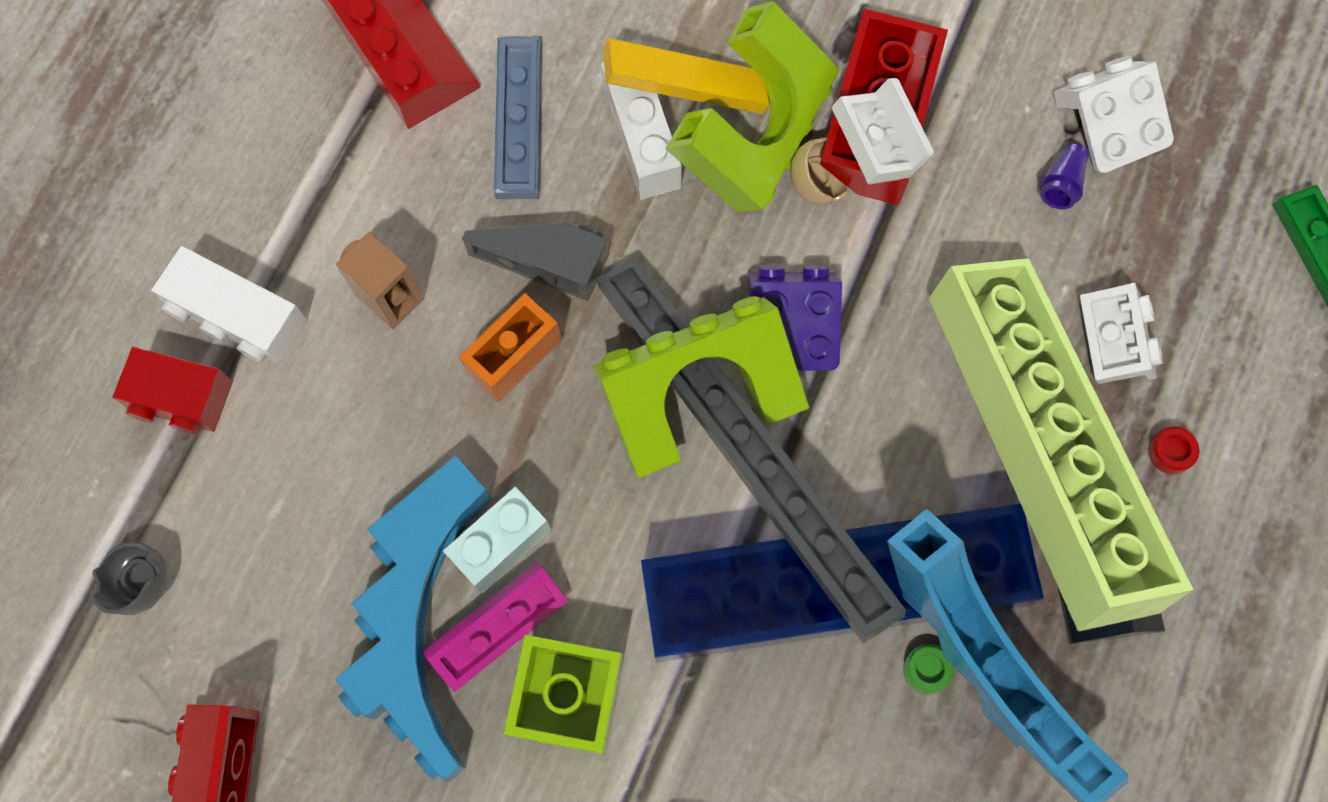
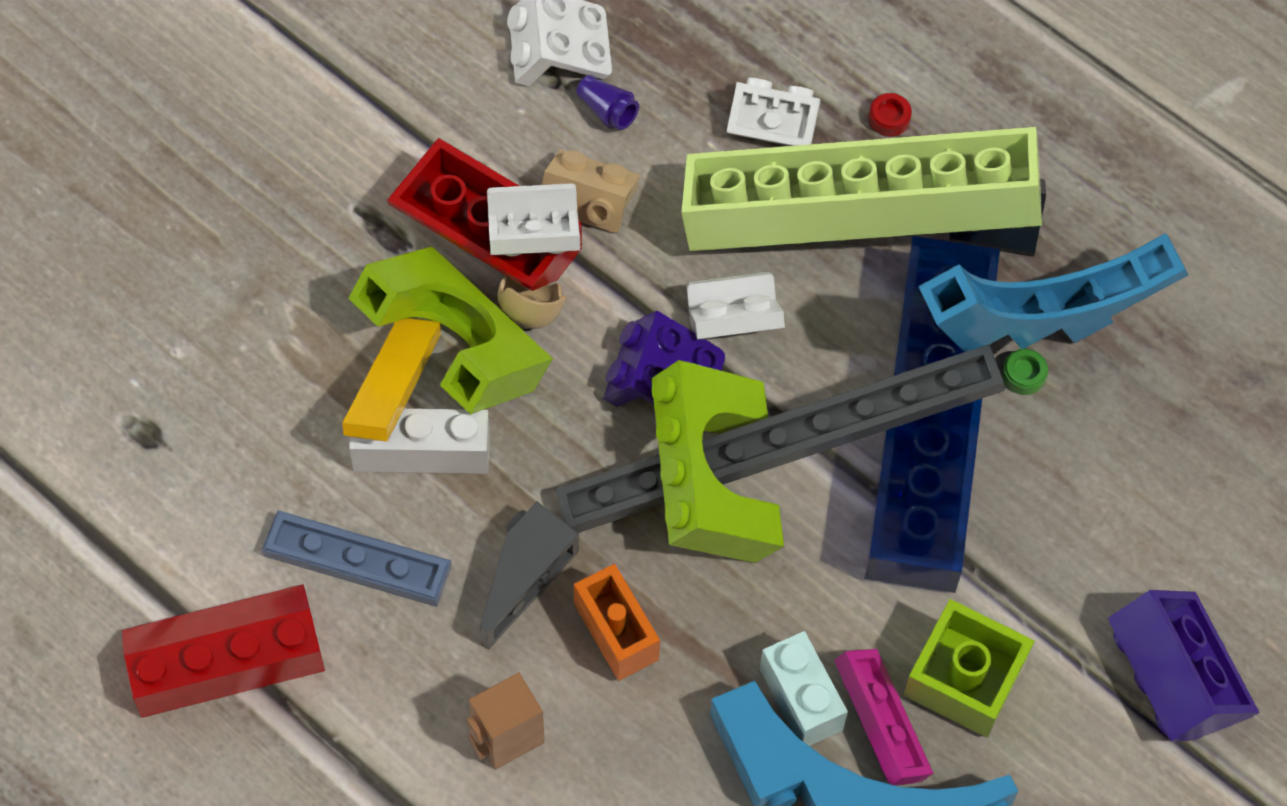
camera: 75 degrees left, 10 degrees down
(884, 358) = (733, 305): none -> white bracket
(963, 188) = (600, 187): none -> tan bracket

